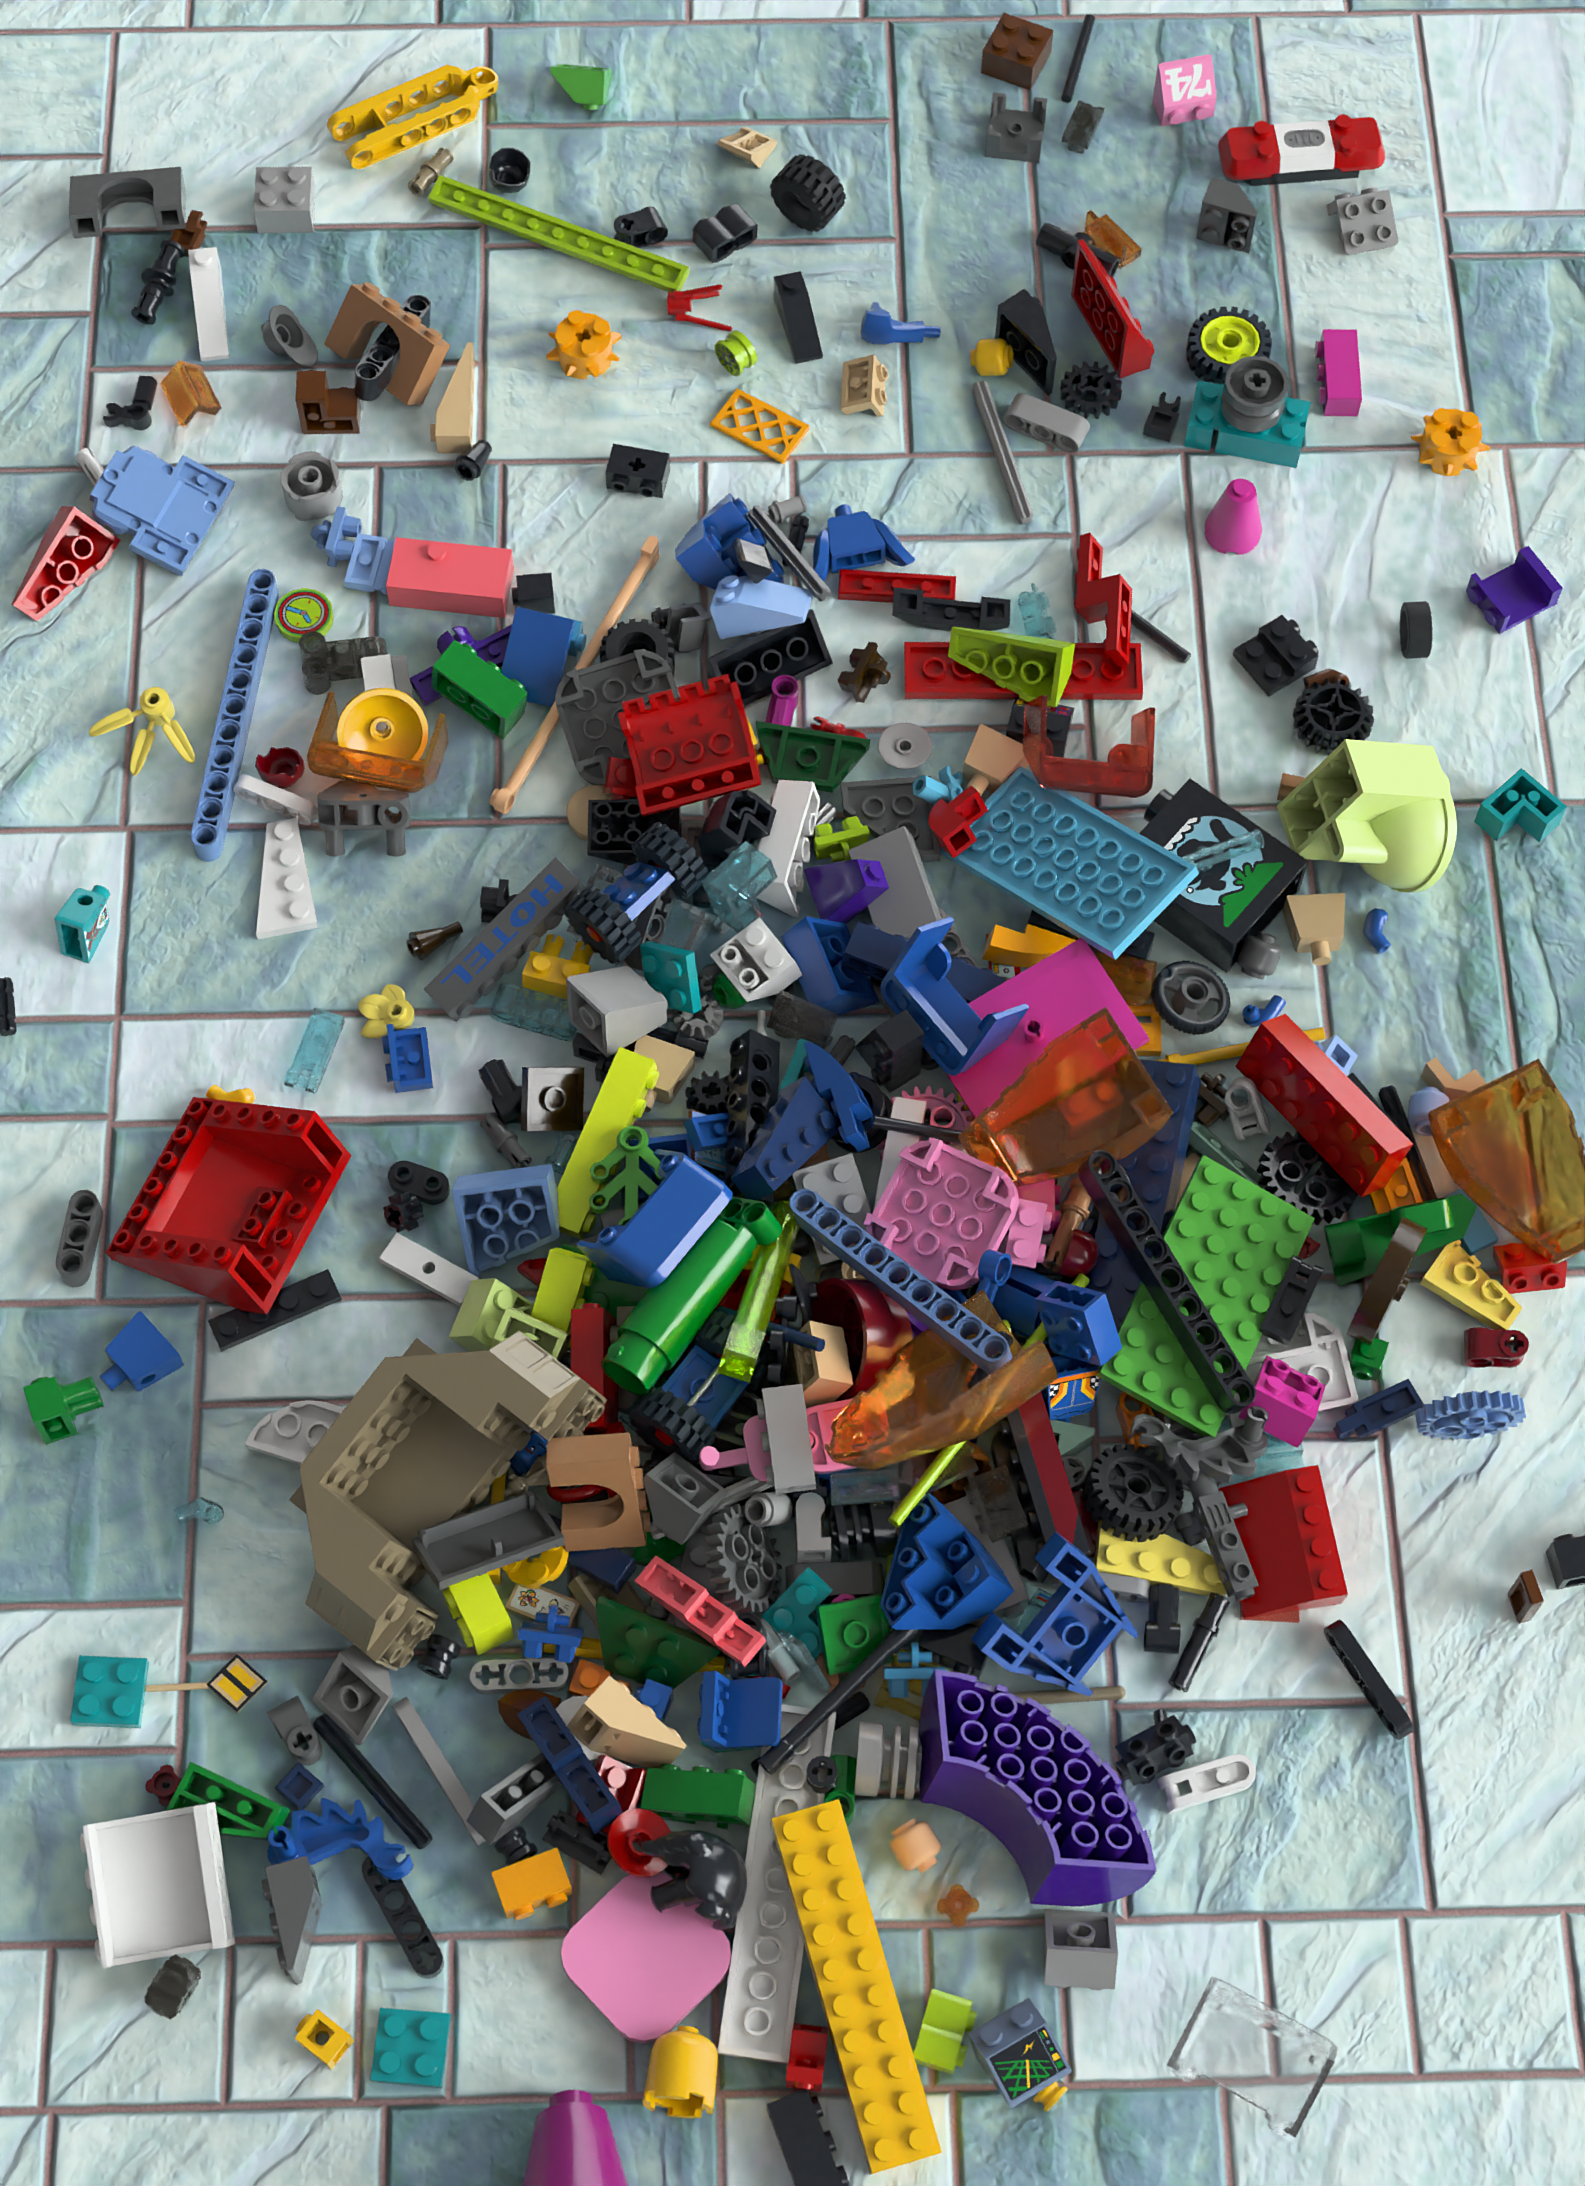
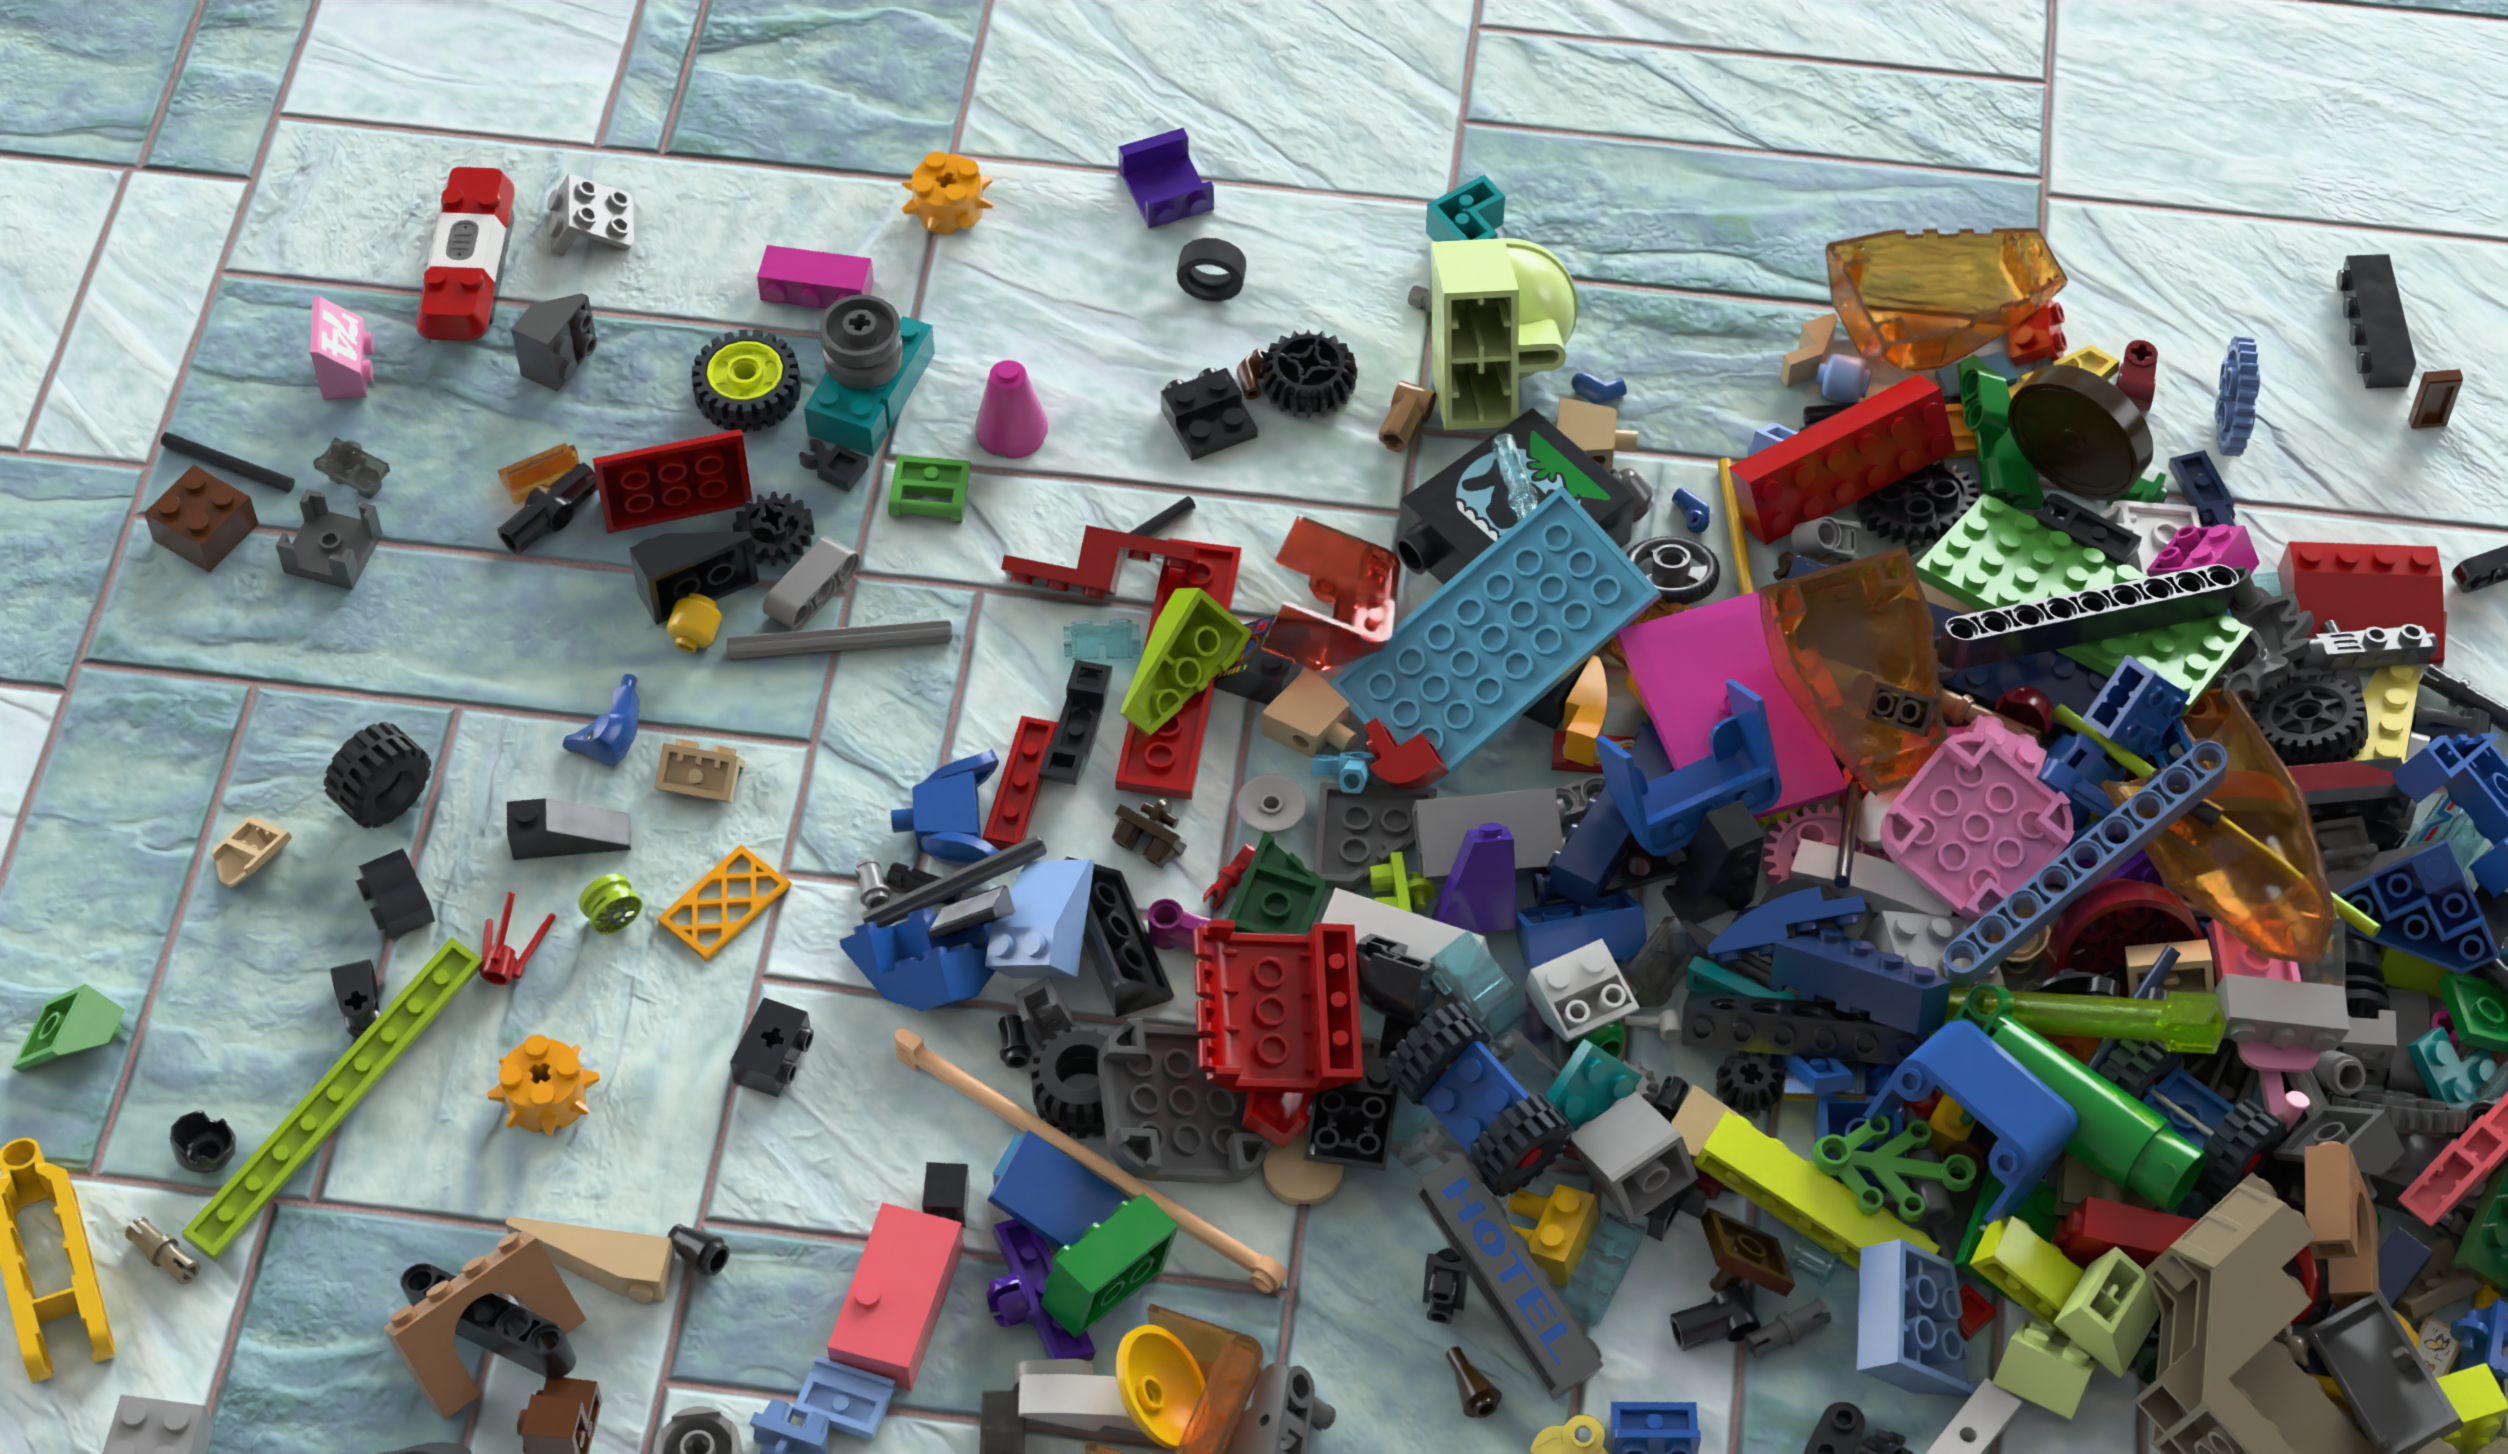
camera: 80 degrees left, 10 degrees down
(1041, 1146) = (1902, 709): none -> dark brown slope
(1165, 482) = (929, 478): none -> bright green plate

